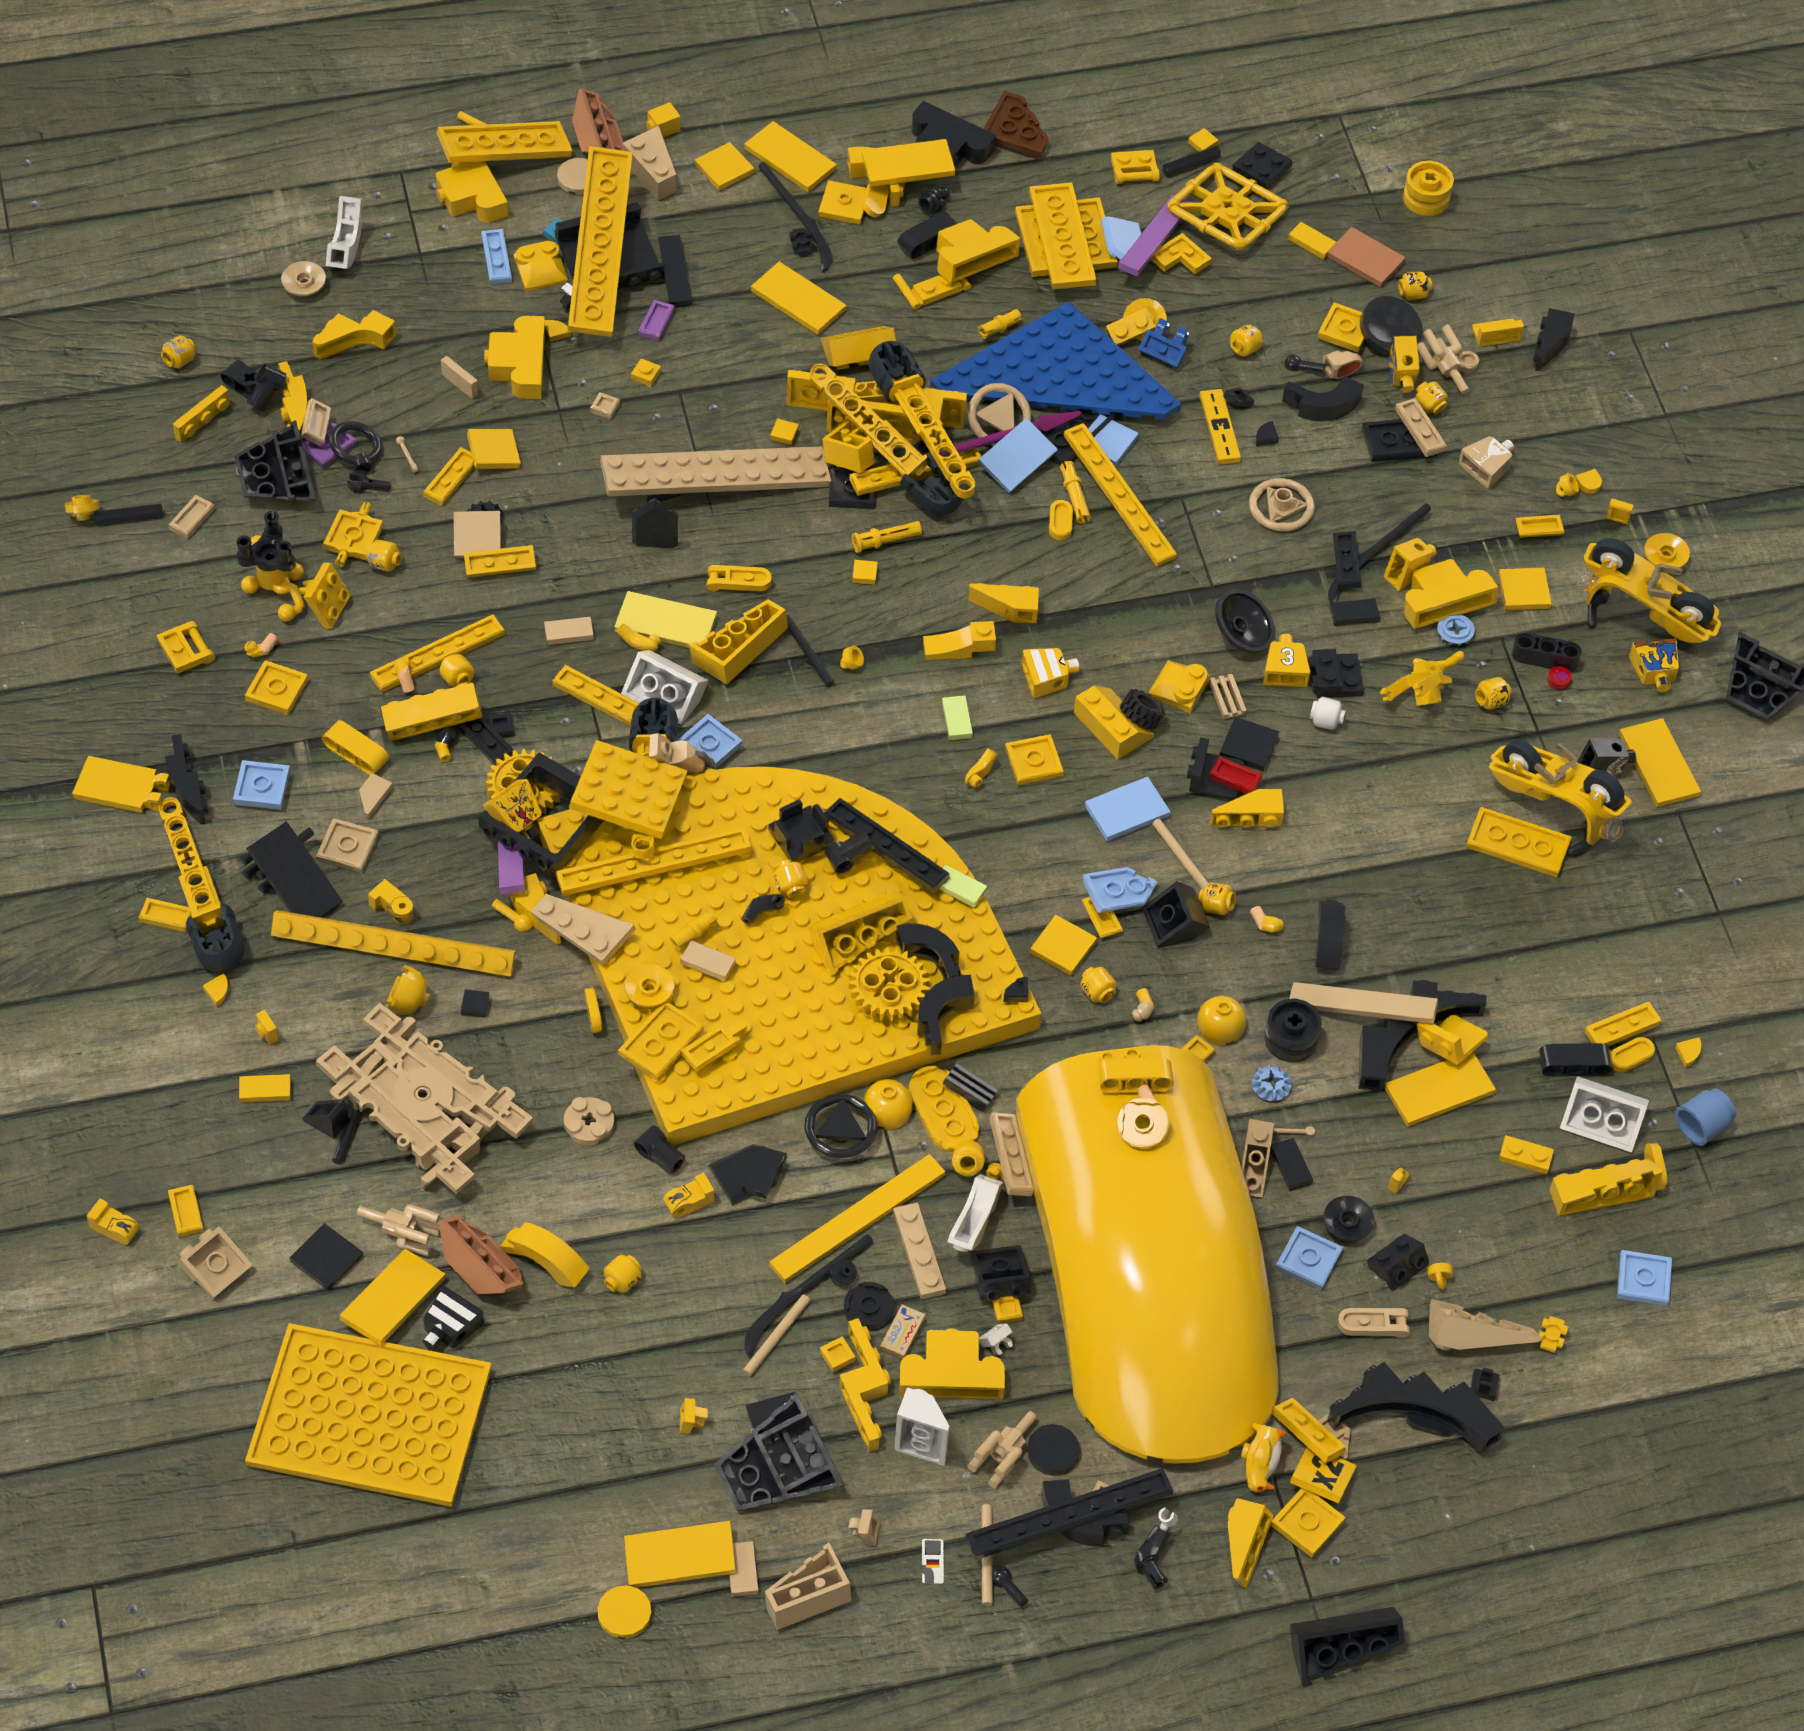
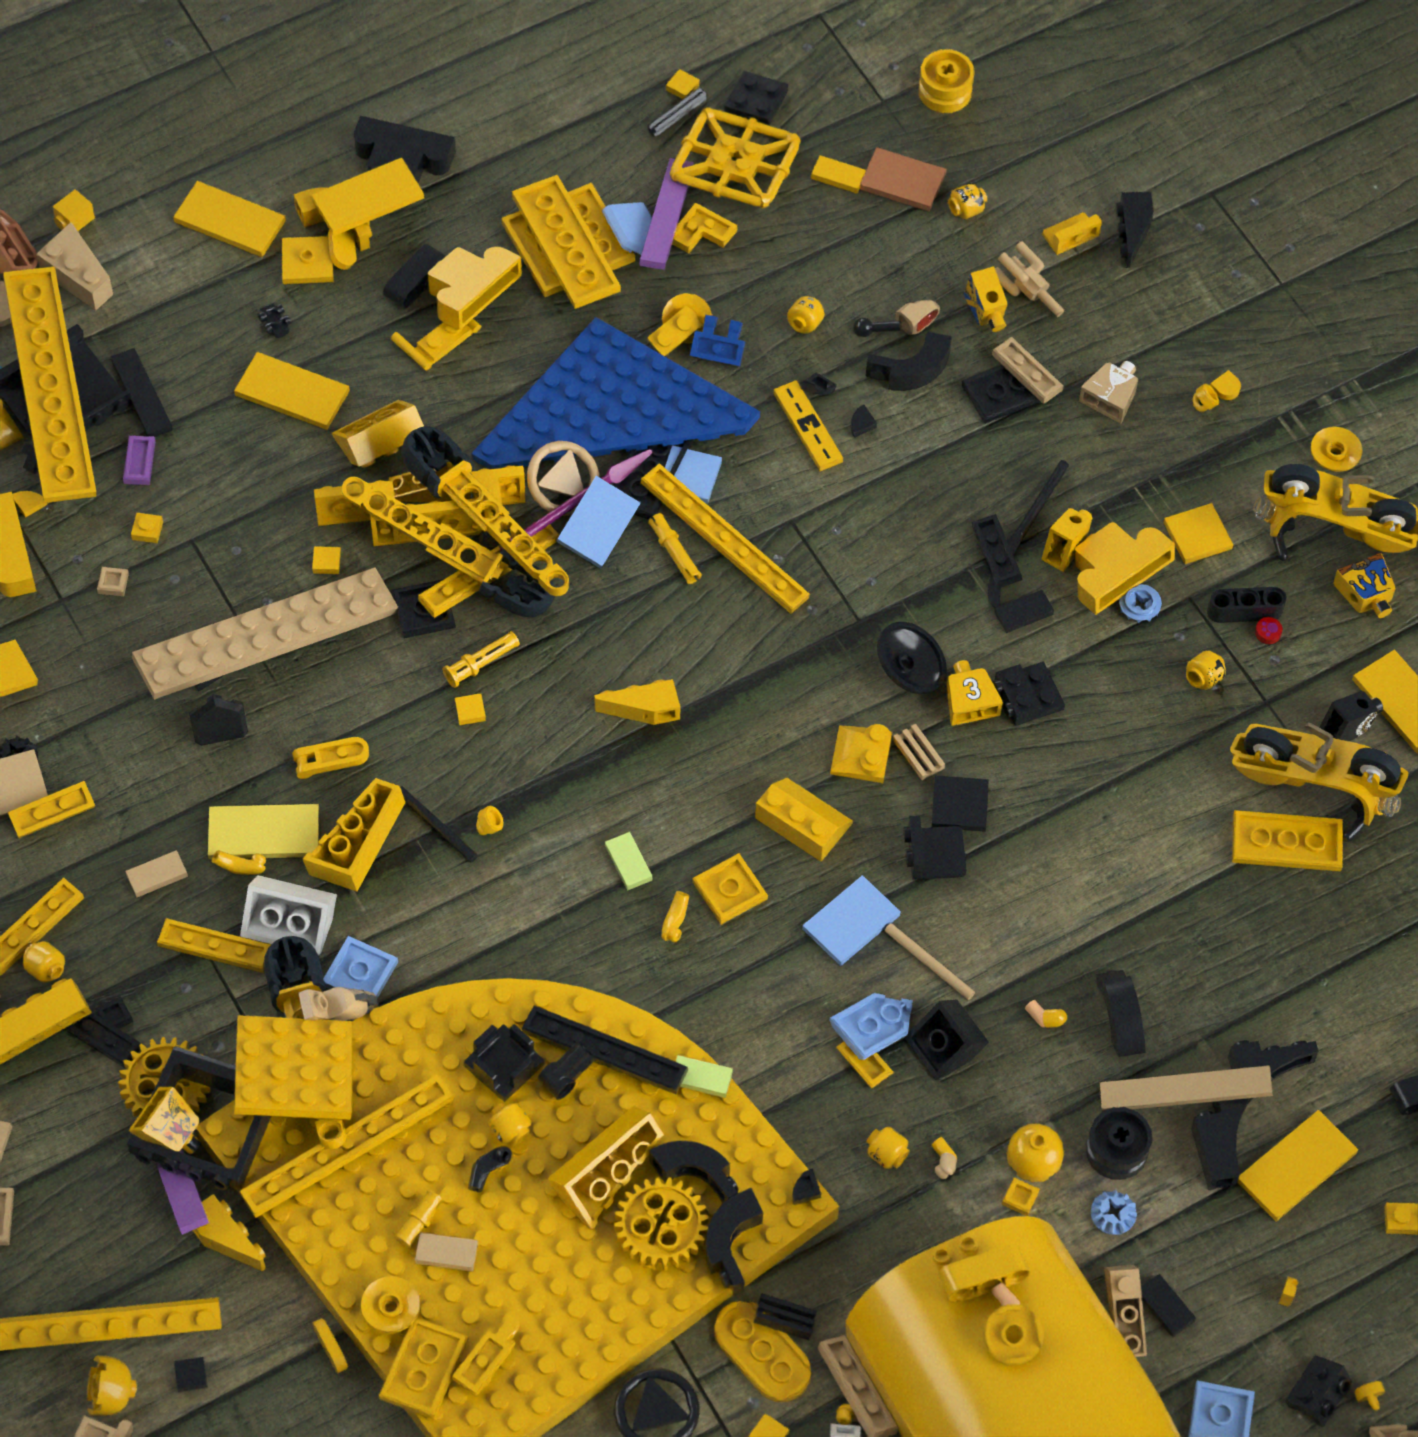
camera: 15 degrees left, 5 degrees up
(392, 901) = (57, 1274): yellow leg -> none
(445, 737) = (53, 1056): arm -> none
(521, 921) = (213, 1256): yellow bar -> none
(586, 929) = (294, 1251): tan wing -> none
(724, 166) = (158, 250): yellow tile -> none
(808, 222) = (274, 294): black piece -> none
(848, 448) = (408, 564): yellow brick -> none
(889, 1103) = (700, 1363): yellow cylinder -> none
(934, 199) = (407, 231): black piece -> none
(961, 643) = (605, 768): yellow slope -> none
(968, 1158) = (811, 1407): yellow head -> none
(1000, 323) = (527, 364): yellow pin -> none
(1016, 126) = (472, 118): reddish brown plate -> none
(1047, 670) = (711, 776): yellow torso -> none
(1060, 520) = (668, 586): yellow tile -> none
(1063, 945) = (832, 1108): yellow tile -> none
(1134, 166) = (614, 130): yellow plate -> none
(1142, 709) = (833, 796): black tyre -> none
(1217, 898) = (985, 1004): yellow head -> none
(1235, 776) = (959, 848): red tile -> none
(1256, 808) = (993, 882): yellow slope -> none
(1282, 504) = (905, 502): tan piece -> none
(1309, 1131) = (1172, 1259): tan hinge -> none
(1327, 713) = (1034, 744): white head -> none
(1342, 328) = (908, 270): yellow plate -> none
(1348, 1209) = (1251, 1343): black dish -> none
(1388, 318) = (955, 252): black piece -> none
(1425, 679) = (1129, 674): yellow piece -> none
(1431, 397) = (1027, 331): yellow head -> none
(1452, 1038) = (1295, 1102): yellow bracket -> none
(1469, 361) = (1053, 275): tan tile -> none
(1539, 526) = (1190, 453): yellow tile -> none
(1619, 511) = (1271, 414): yellow tile -> none

